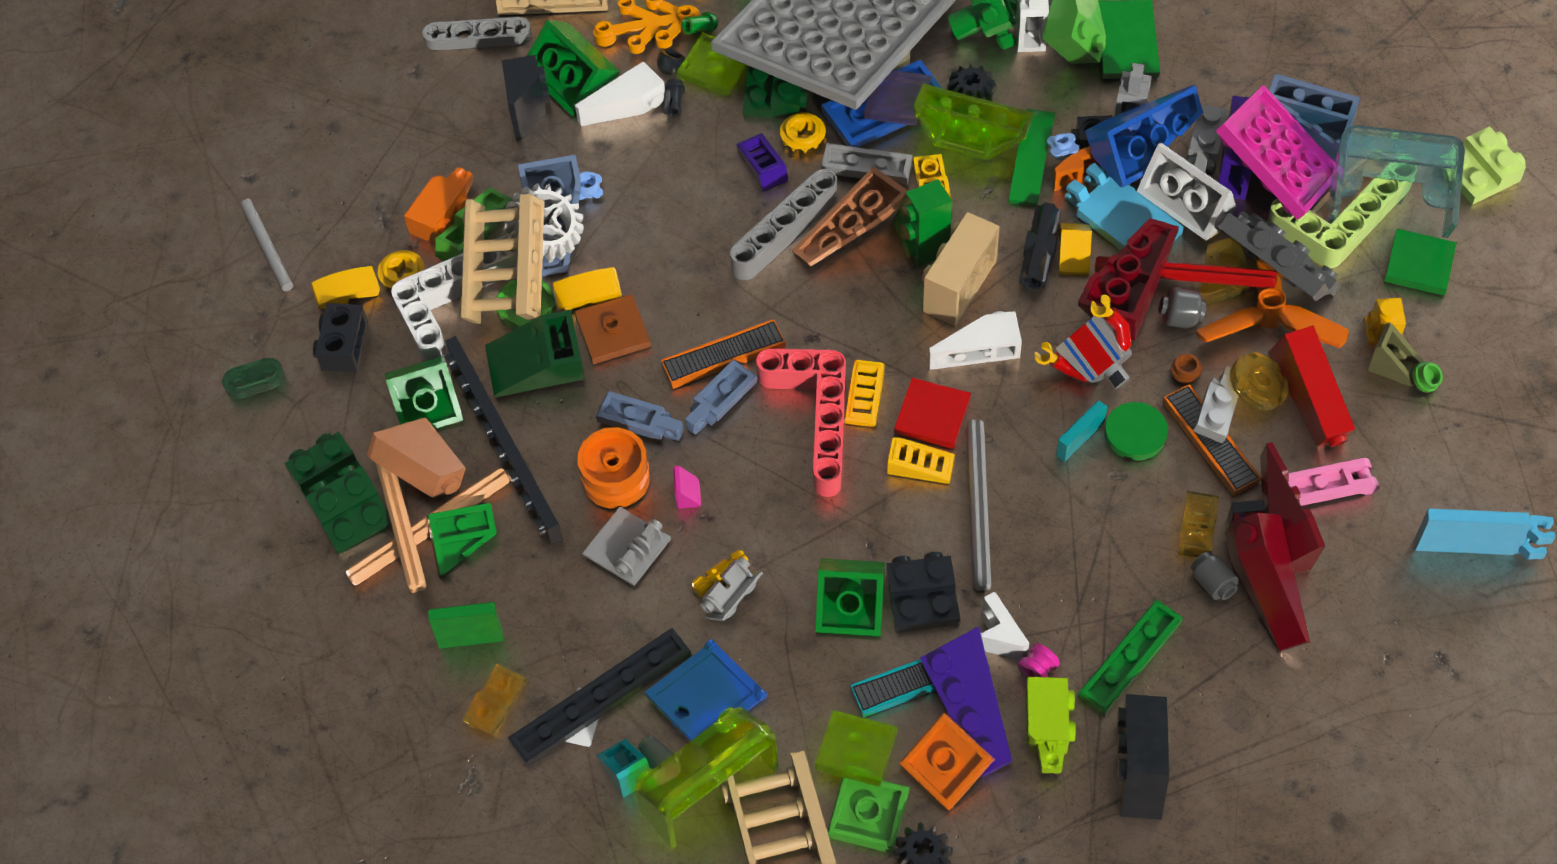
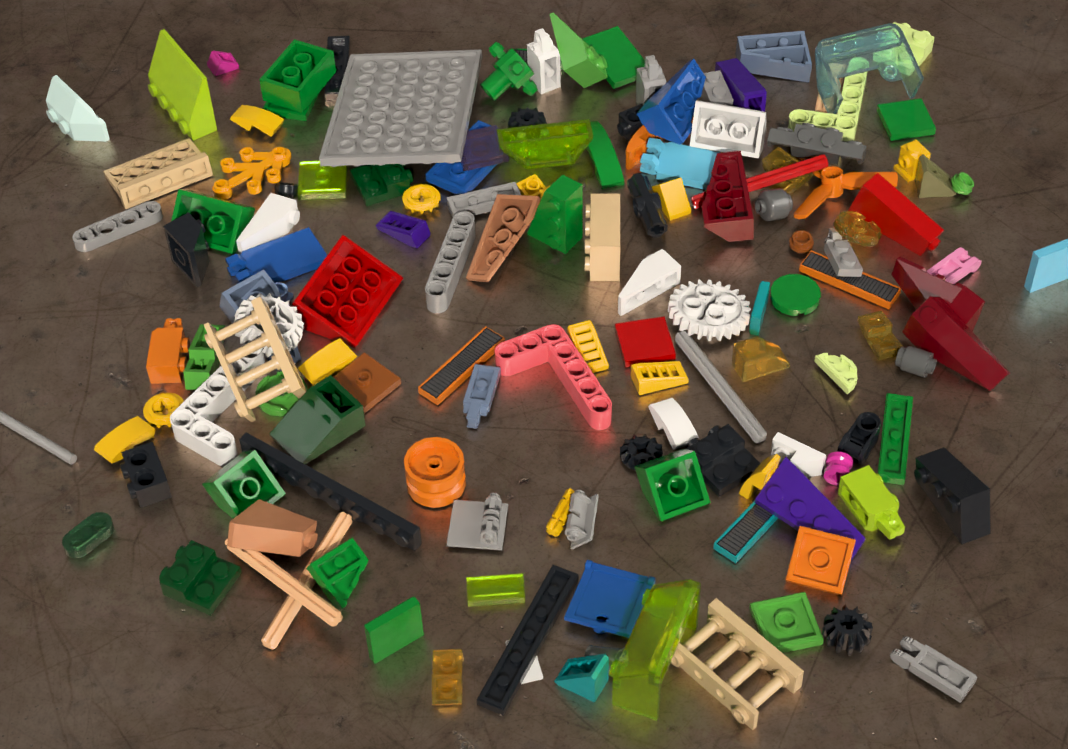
camera: 30 degrees left, 10 degrees down
(348, 508) = (235, 592): dark green plate -> none
(600, 627) = (495, 590): none -> clear neon green tile
(612, 143) = (279, 258): none -> blue tile
(638, 417) = (410, 432): sand blue hinge -> none
(652, 215) = (346, 293): none -> red slope
(673, 97) = (306, 211): black pin -> none
(686, 488) = (496, 466): dark pink slope -> none
(704, 23) = (296, 155): green pin -> none
(830, 537) = (629, 454): none -> black gear
(856, 748) = (748, 583): clear neon green tile -> none
(897, 525) = (674, 421): none -> white slope
(941, 634) = (760, 476): none -> yellow slope
(1023, 407) = (724, 318): none -> white gear
(1041, 491) = (757, 358): none -> clear yellow slope
(1062, 145) = (620, 135): light blue plate -> none
(1081, 642) = (861, 437): none -> black piece
(1094, 348) = (735, 249): torso -> none
(1122, 547) = (839, 369): none -> yellowish green plate
(1245, 508) = (905, 311): black tile -> none
(1278, 151) = (776, 79): dark pink plate -> none

